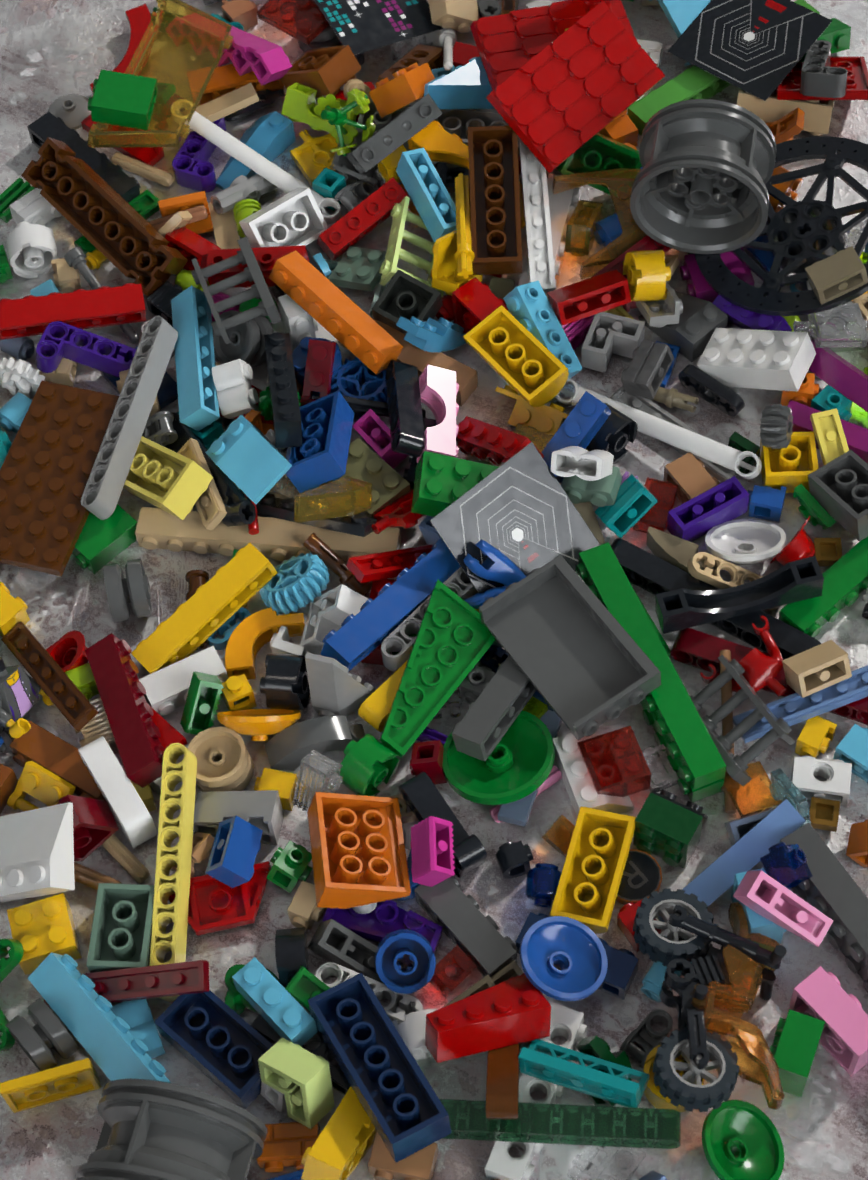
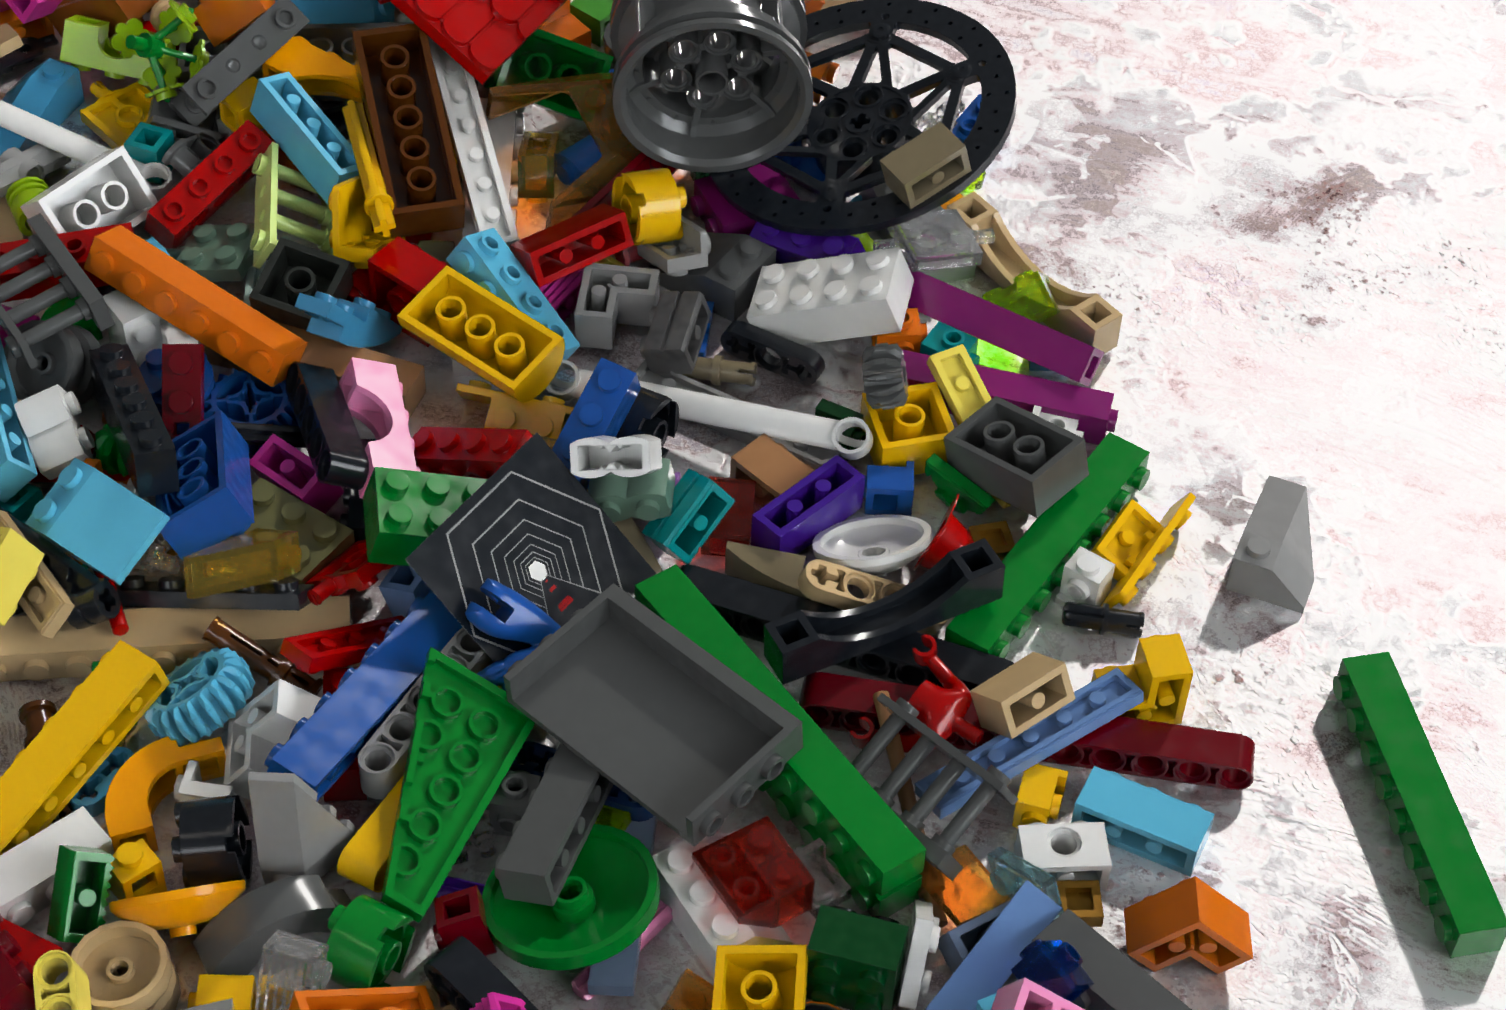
camera: 20 degrees left, 10 degrees down
(713, 824) = (922, 938): none -> white plate

